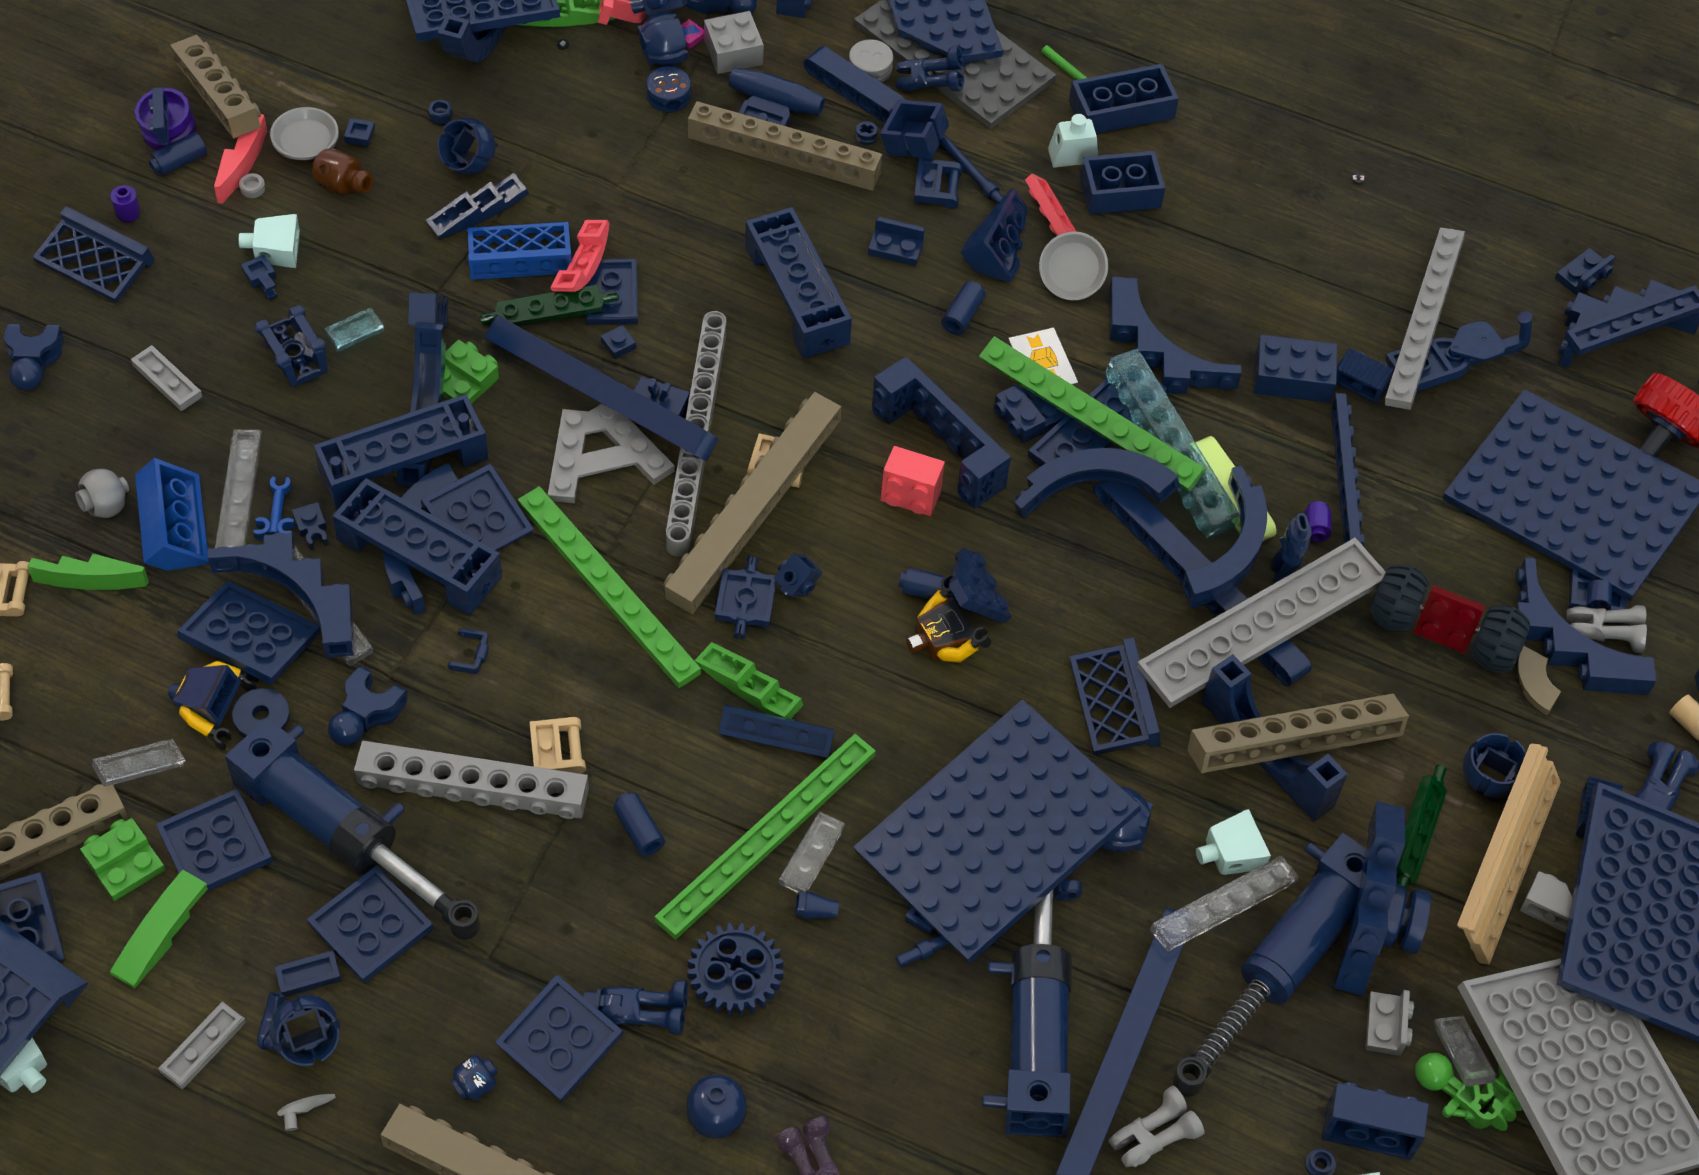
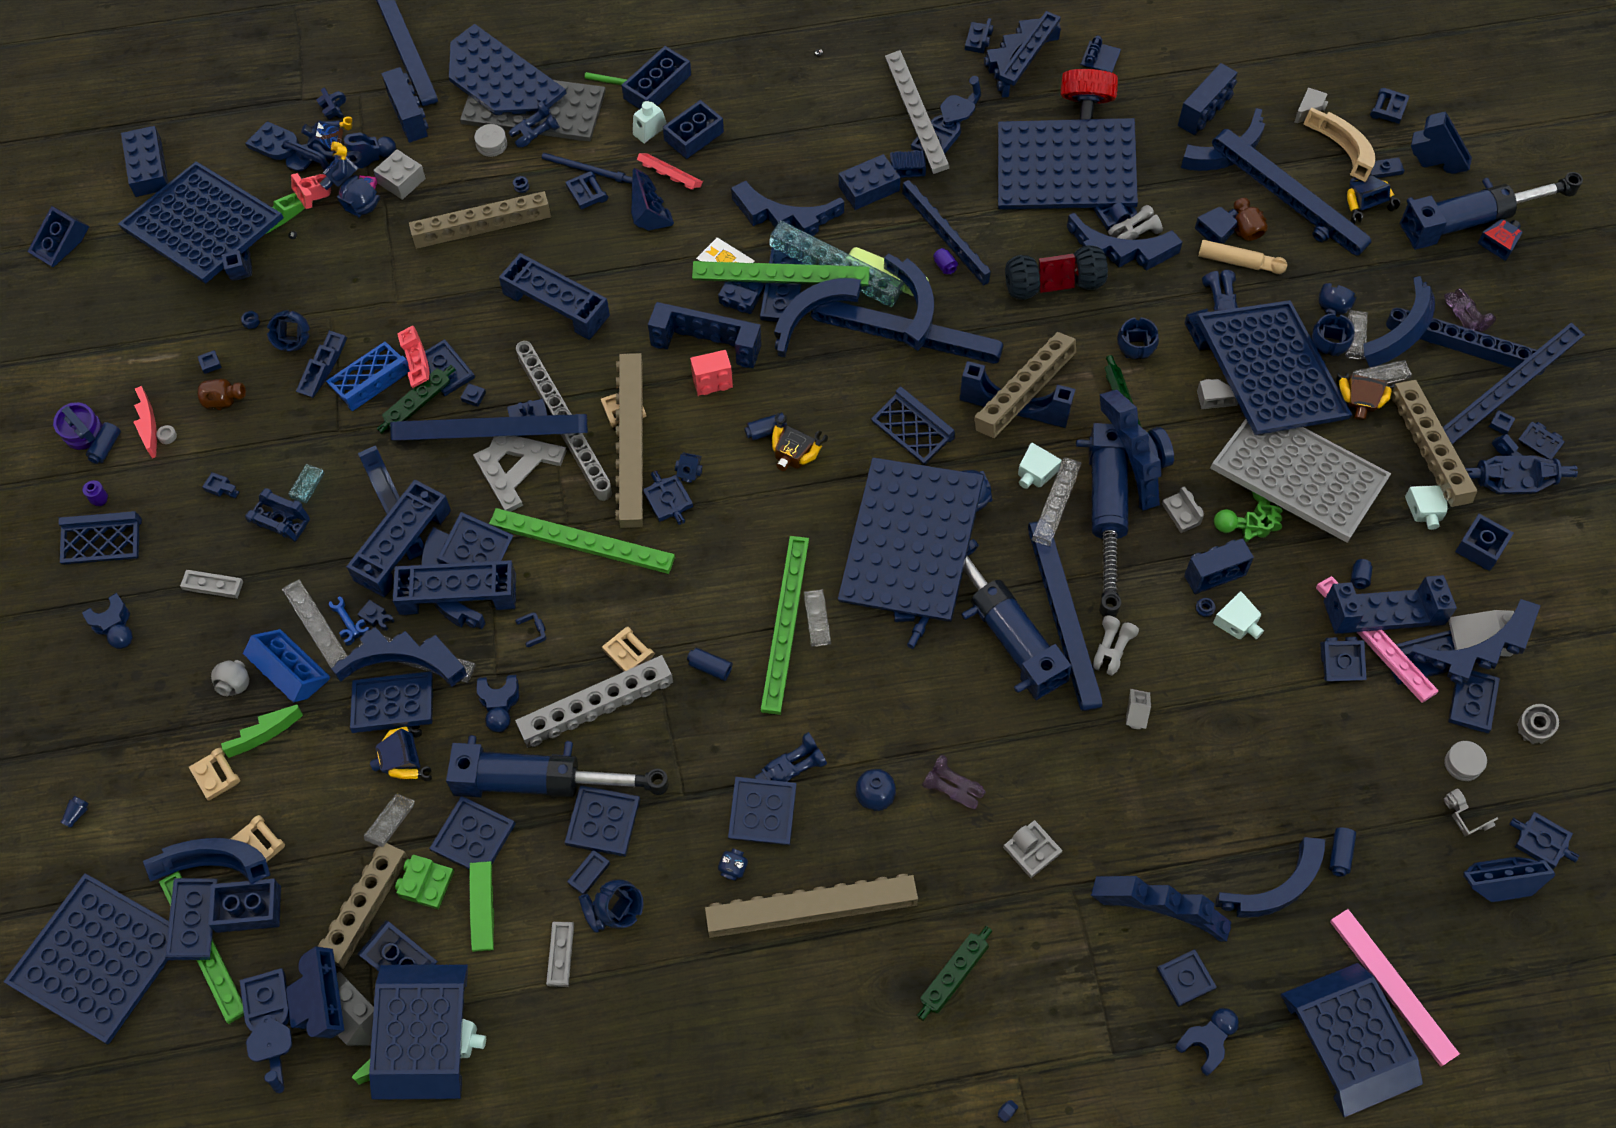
camera: 30 degrees left, 5 degrees up
(216, 86) = (94, 386): dark tan brick -> none
(256, 701) = (430, 737): dark blue tile -> none
(275, 238) = (210, 458): light aqua torso -> none
(301, 1106) = (646, 948): light grey bar -> none
(304, 133) = (175, 382): light grey piece -> none
(428, 308) = (351, 443): dark blue brick -> none
(468, 371) = (400, 467): bright green plate -> none
(668, 89) = (381, 225): dark blue head -> none
(724, 990) = (831, 725): dark blue gear -> none
(749, 684) = (707, 545): bright green slope -> none
(774, 96) = (450, 194): dark blue plate -> none
(776, 731) = (745, 562): dark blue plate -> none
(813, 906) = (841, 646): dark blue cone -> none
(852, 83) = (493, 159): dark blue beam -> none
(897, 241) = (590, 238): dark blue bracket -> none
(914, 129) = (551, 165): dark blue piece -> none
(963, 308) = (659, 255): dark blue brick -> none
(976, 588) = (794, 410): dark blue plate -> none
(1073, 266) = (704, 194): light grey piece -> none
(1262, 621) = (962, 335): light grey plate -> none
(1294, 546) = (949, 287): dark blue piece -> none
(1464, 1051) = (1233, 500): clear tile -> none
(1509, 853) = (1178, 380): tan plate -> none
(1534, 680) = (1121, 281): dark tan tile -> none

